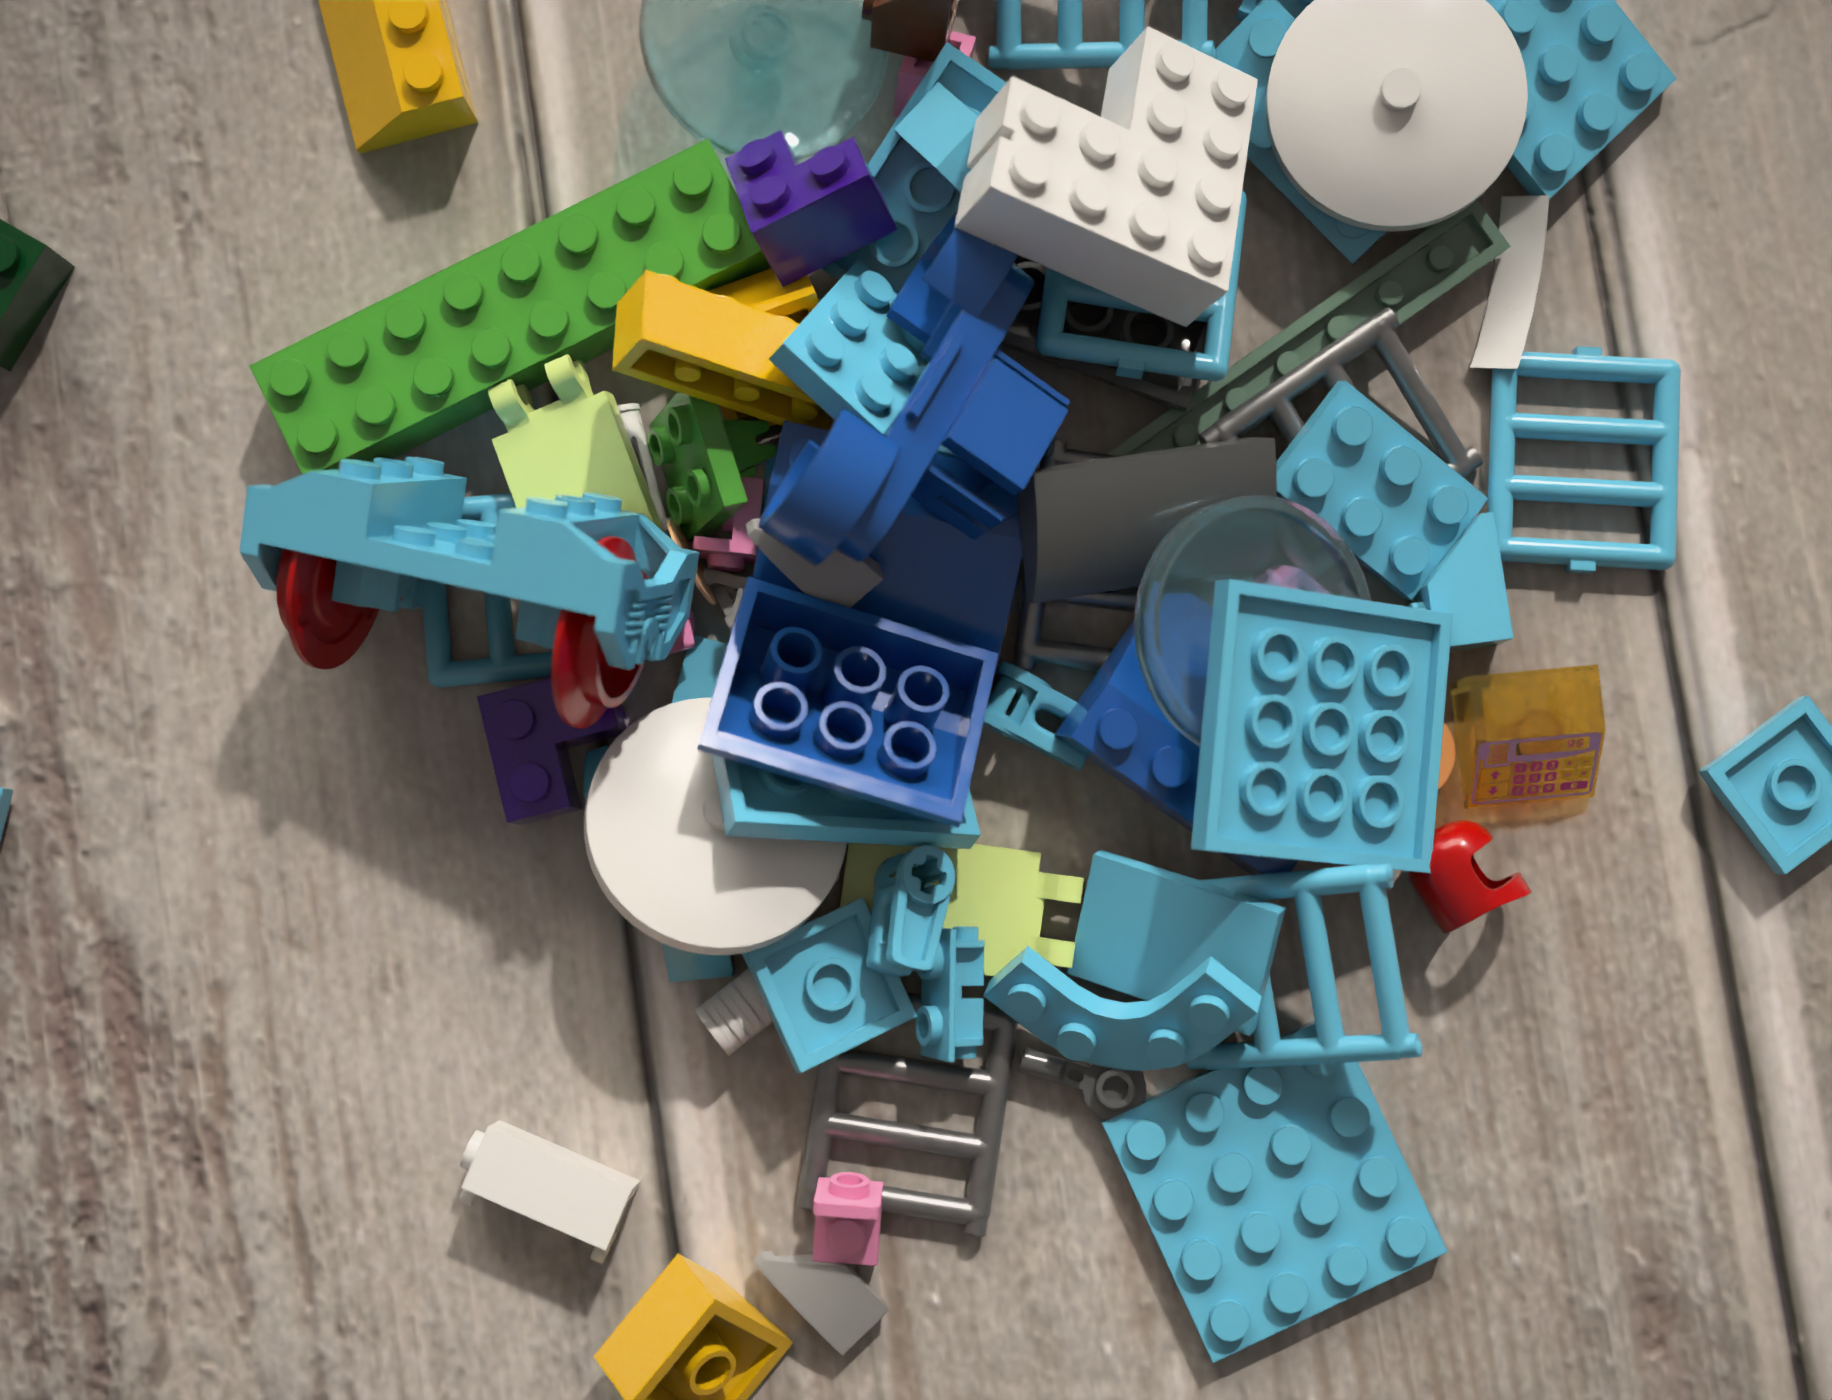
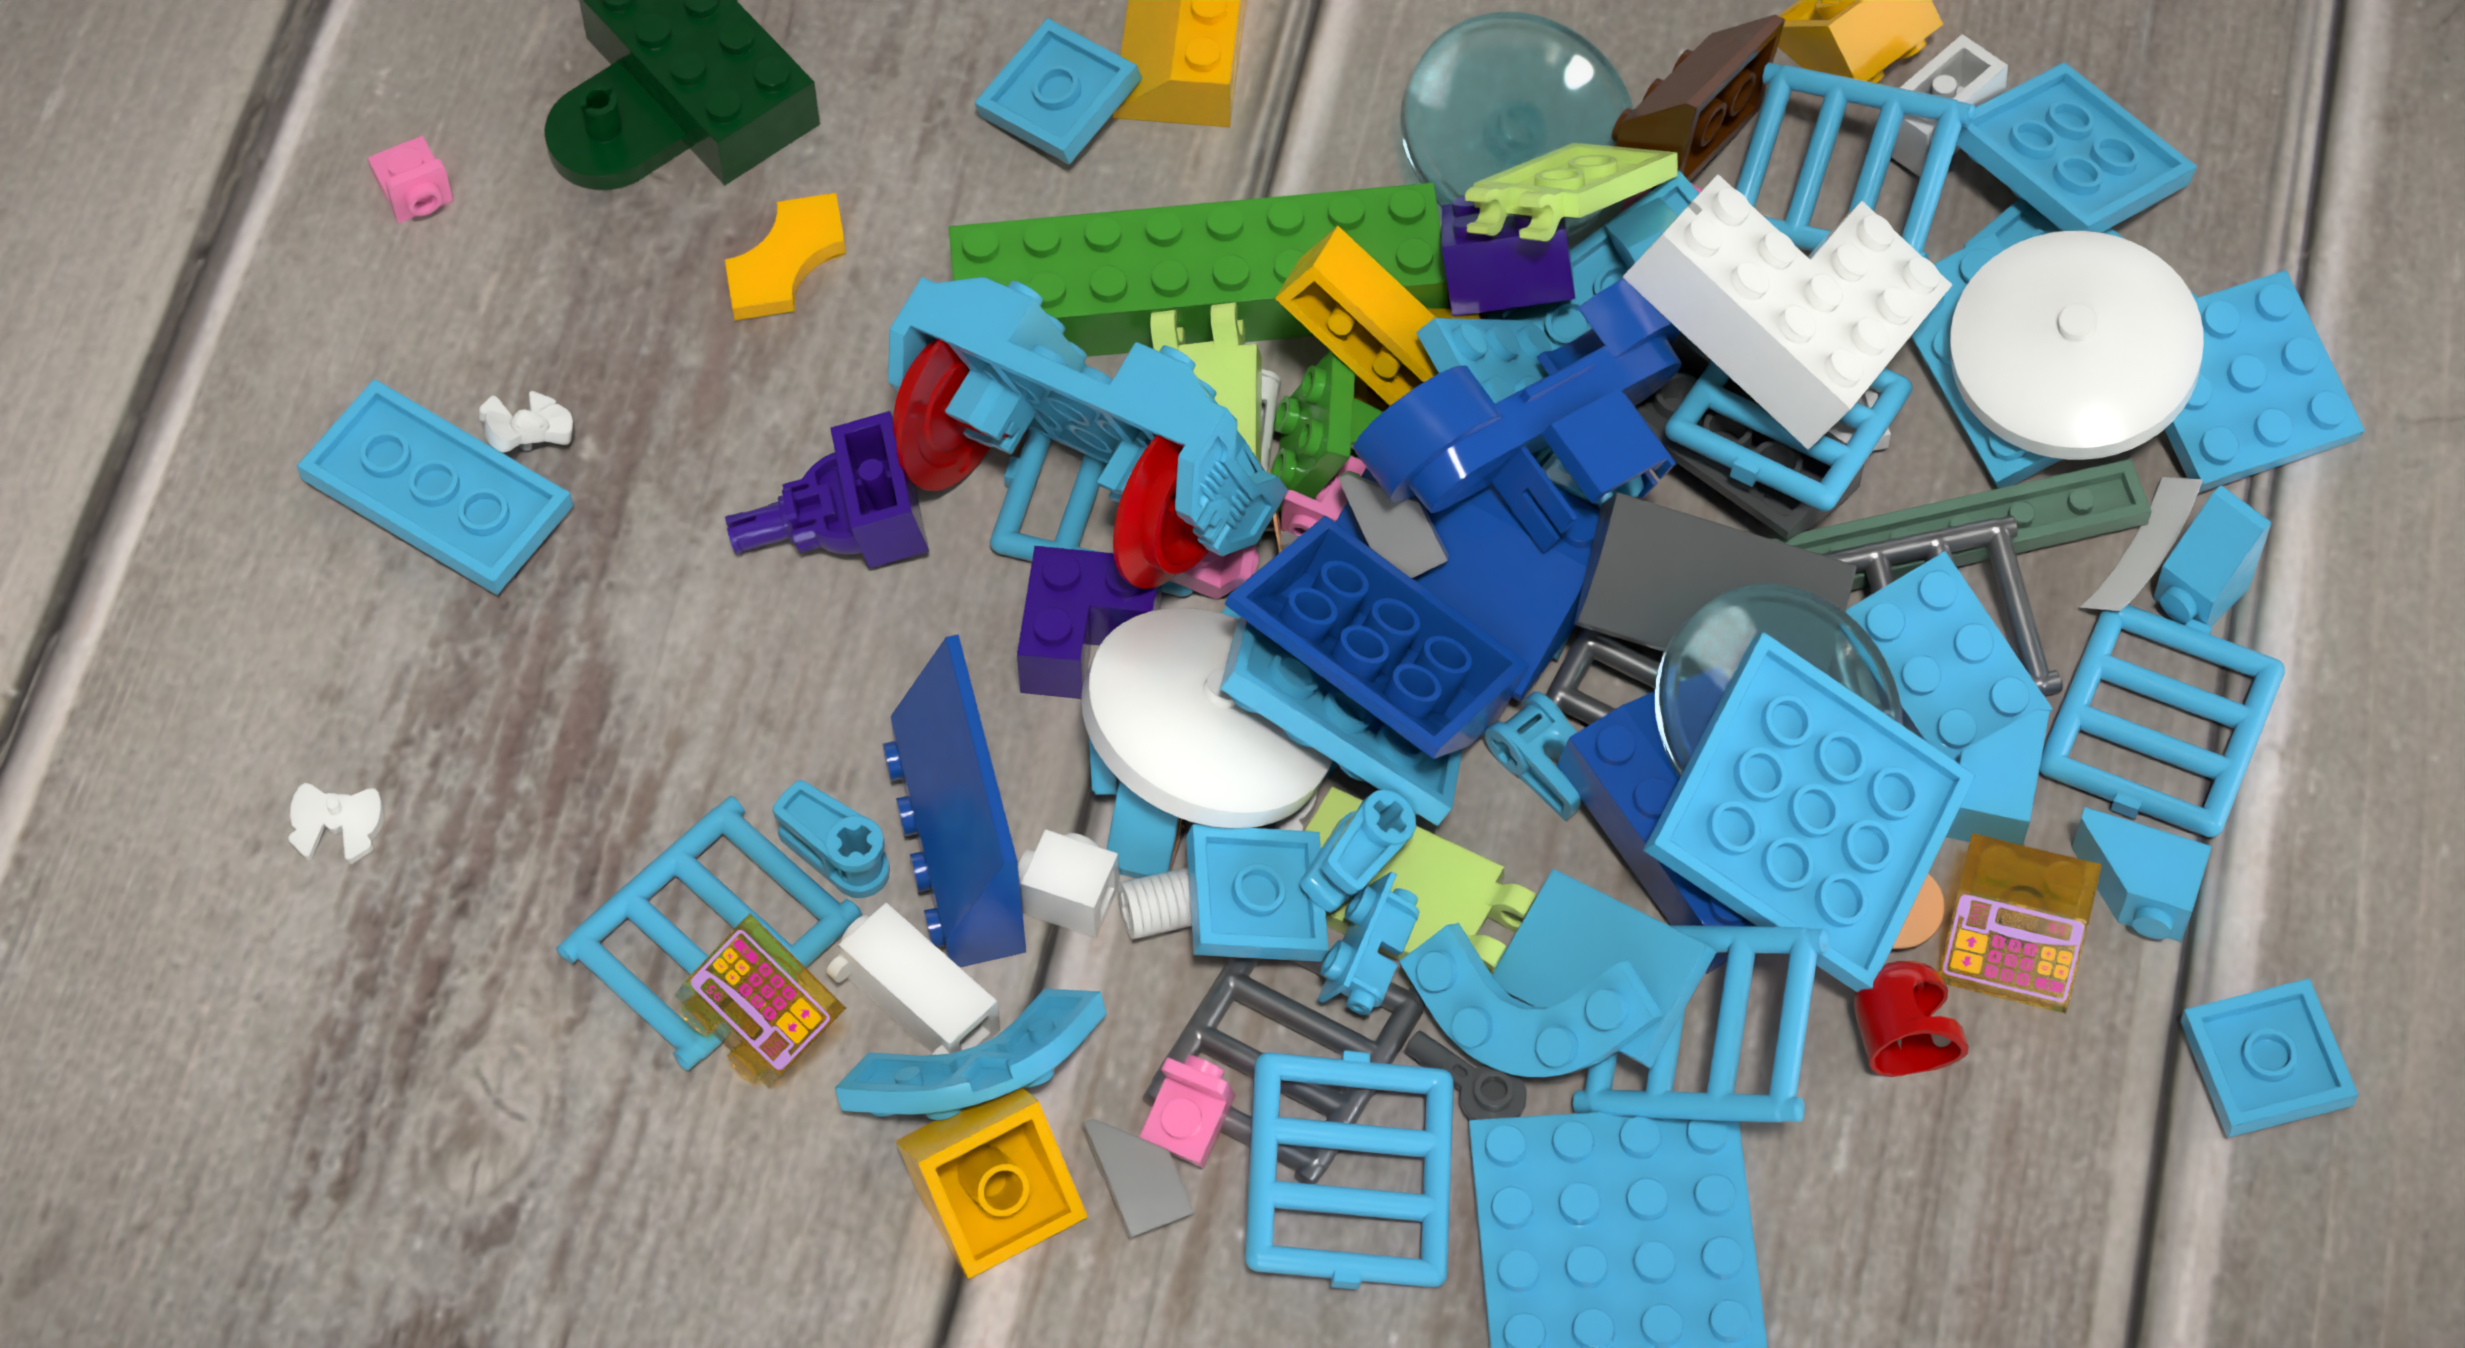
camera: 20 degrees right, 25 degrees down
(96, 462) = (801, 239): none -> yellow tile
(270, 704) = (844, 501): none -> dark purple brick
(294, 153) = (1058, 90): none -> medium azure plate
(390, 1250) = (680, 861): none -> medium azure bar
(403, 1059) = (833, 839): none -> medium azure piece
(411, 1281) = (758, 1003): none -> clear yellow slope
(518, 1008) = (955, 814): none -> blue slope
(645, 1021) = (1069, 882): none -> white brick
(655, 1262) = (949, 1082): none -> medium azure plate
(848, 114) = (1566, 184): none -> yellowish green tile
(931, 1214) = (1266, 1193): none -> medium azure bar
(1590, 289) = (2213, 560): none -> medium azure slope
(1629, 641) = (2145, 872): none -> medium azure slope

